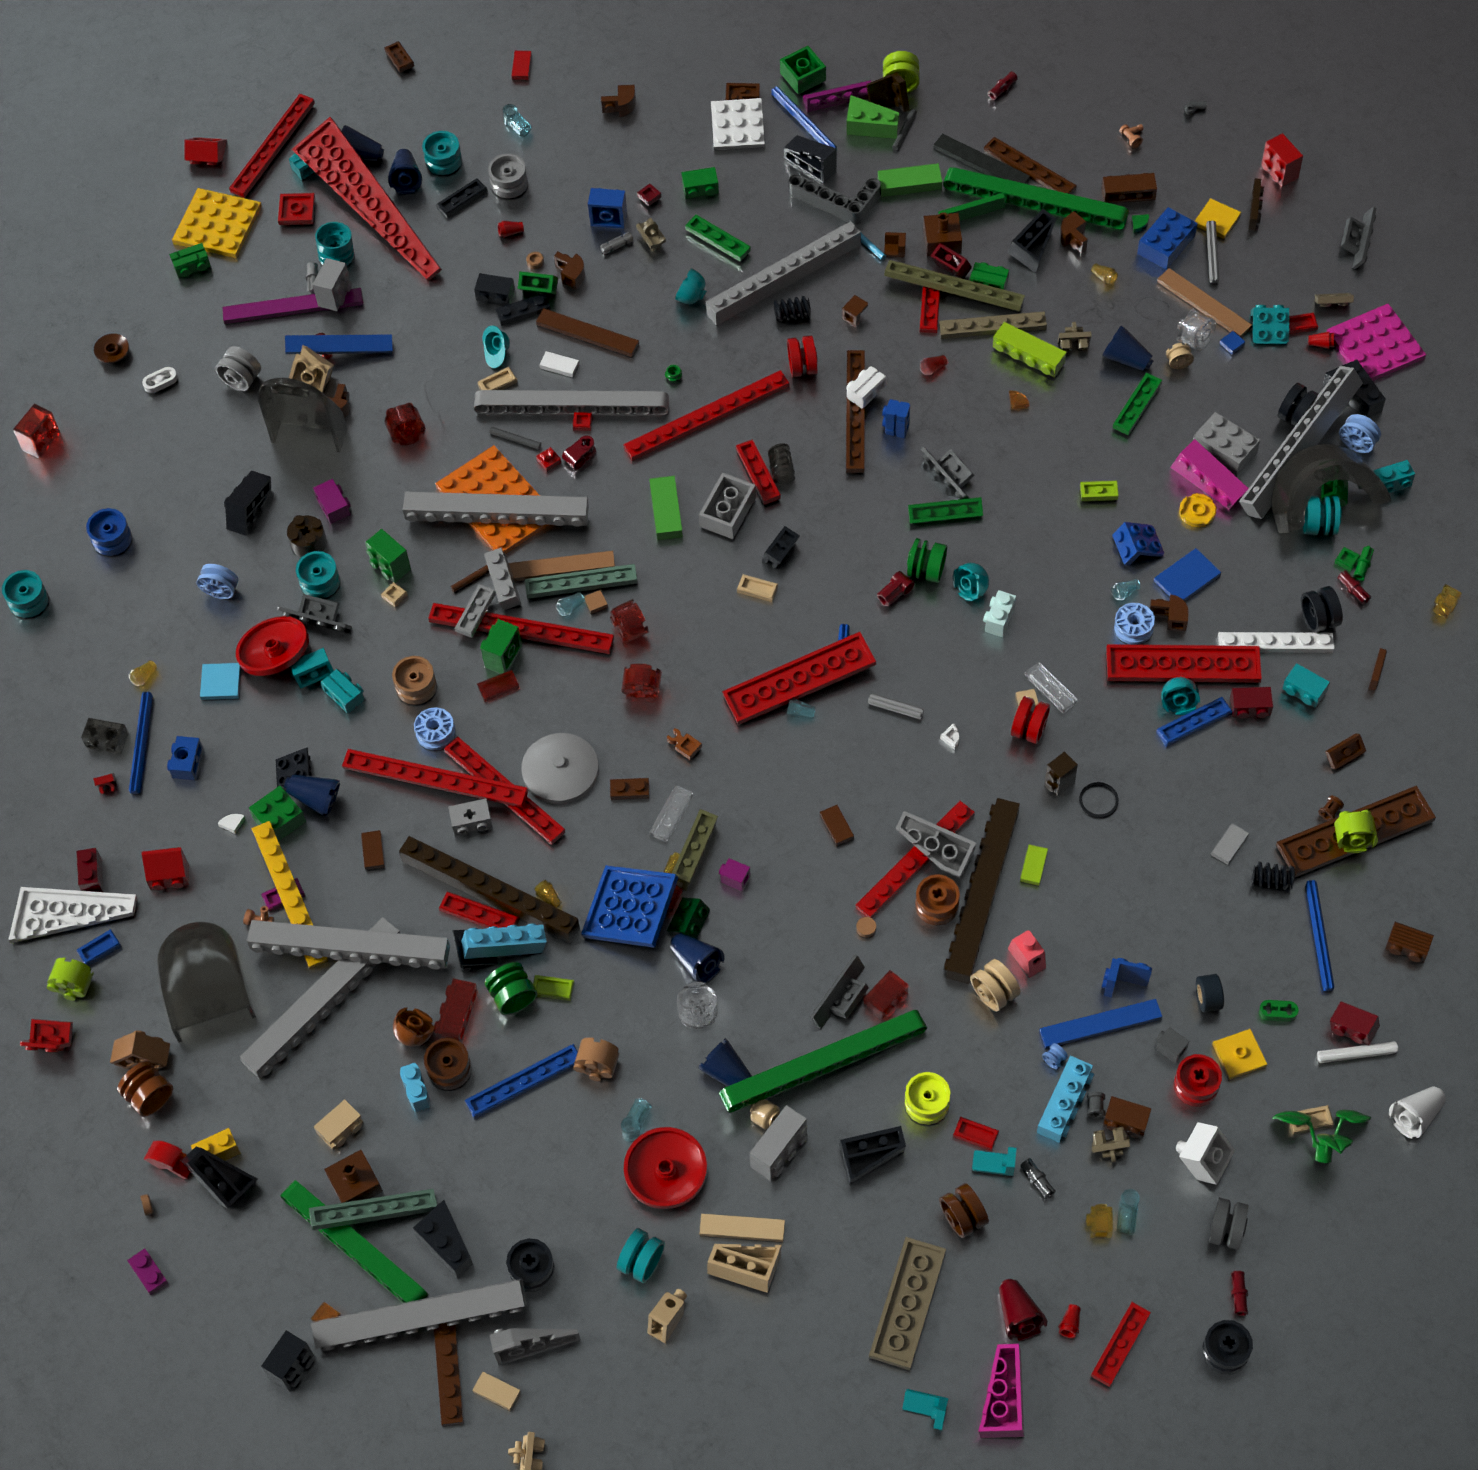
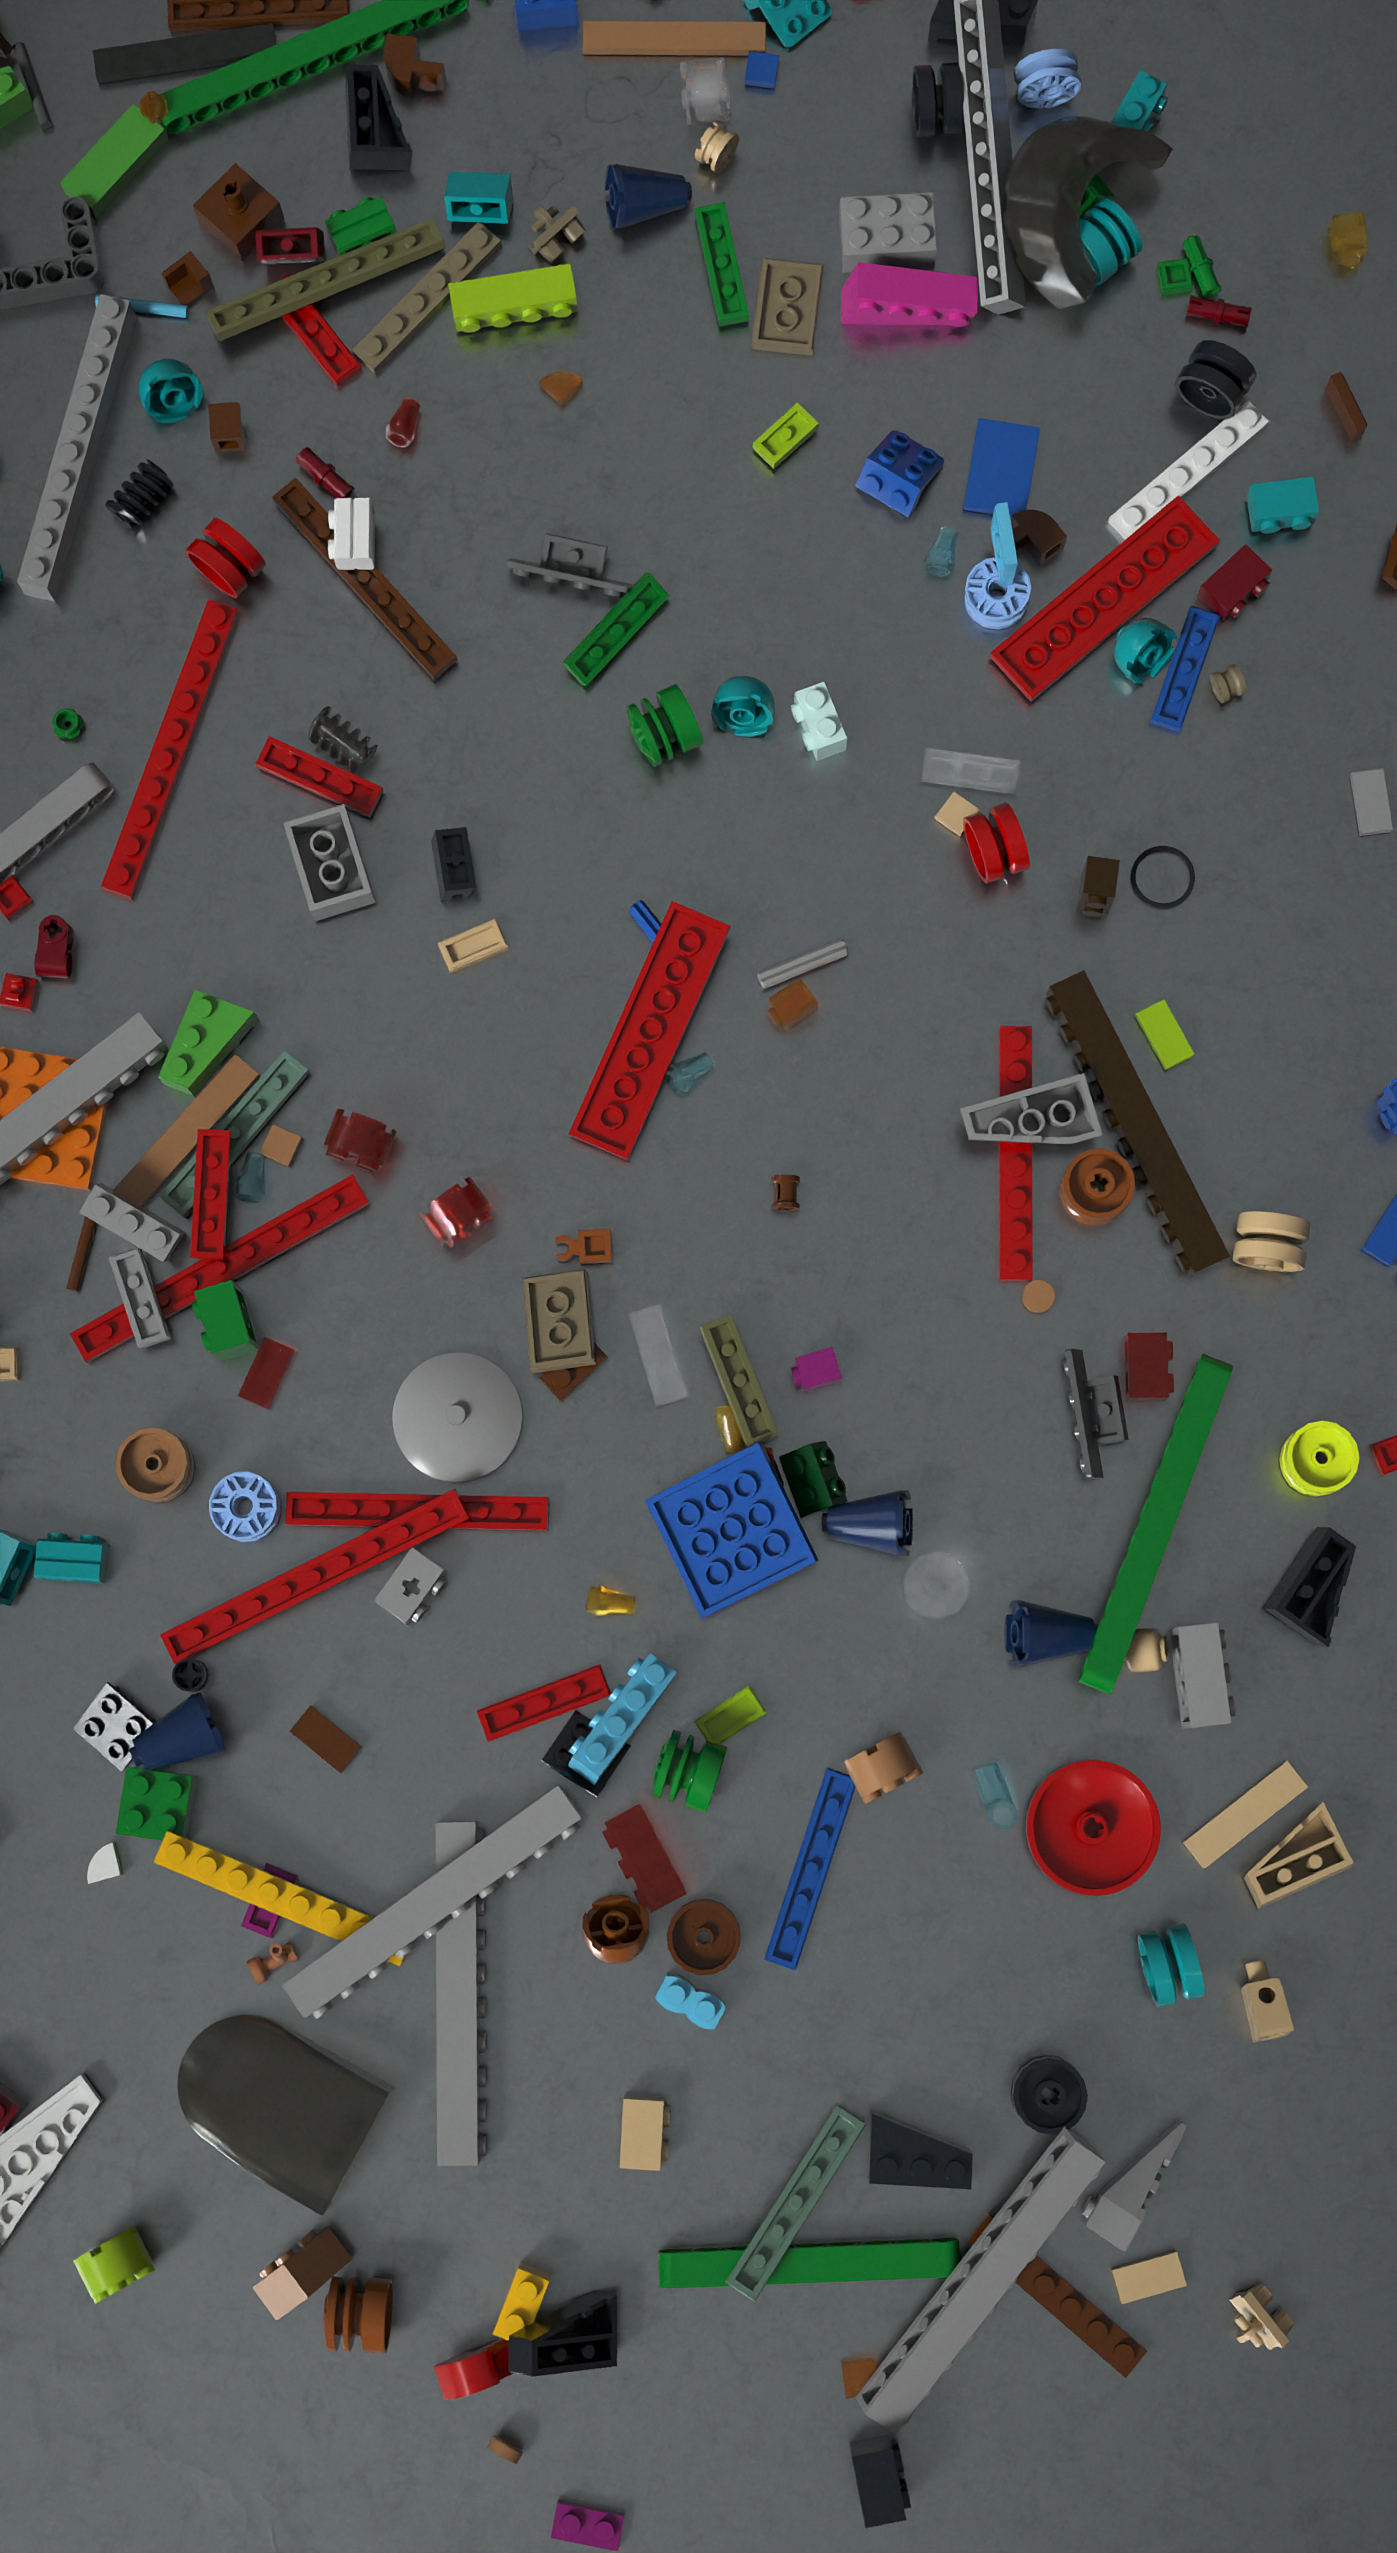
camera: 40 degrees left, 20 degrees up
(49, 1035) = (162, 2362): red bracket -> none
(99, 948) = (101, 2183): blue tile -> none
(166, 868) = (89, 2009): red slope -> none
(345, 774) = (185, 1674): none -> black wheel
(353, 1178) = (731, 2186): reddish brown brick -> none
(489, 889) = (529, 1663): dark brown brick -> none
(545, 593) = (210, 1194): none -> red plate
(603, 534) = (203, 1041): none -> bright green wedge
(641, 762) = (558, 1321): none -> dark tan tile
(666, 508) = (246, 932): bright green piece -> none
(793, 791) = (785, 1192): none -> reddish brown bush
(836, 825) = (878, 1191): reddish brown tile -> none
(843, 279) = (169, 390): none -> teal cylinder
(873, 717) = (792, 1005): none -> clear orange brick
(878, 357) = (324, 474): none -> dark red pin
(896, 418) = (435, 547): blue brick -> none
(898, 585) = (654, 790): dark red piece -> none
(945, 169) = (153, 106): none -> clear orange plate
(951, 736) = (908, 945): white tile -> none
(977, 207) = (245, 133): green tile -> none
(1025, 951) = (1265, 1161): coral torso -> none
(1052, 300) = (478, 197): none -> teal brick
(1105, 274) = (507, 98): clear yellow cone -> none
(1150, 597) = (1003, 544): none -> medium azure tile
(1151, 442) = (787, 306): none -> dark tan tile
(1197, 510) = (931, 360): yellow tile -> none
(1207, 741) = (1228, 683): none -> dark tan wheel

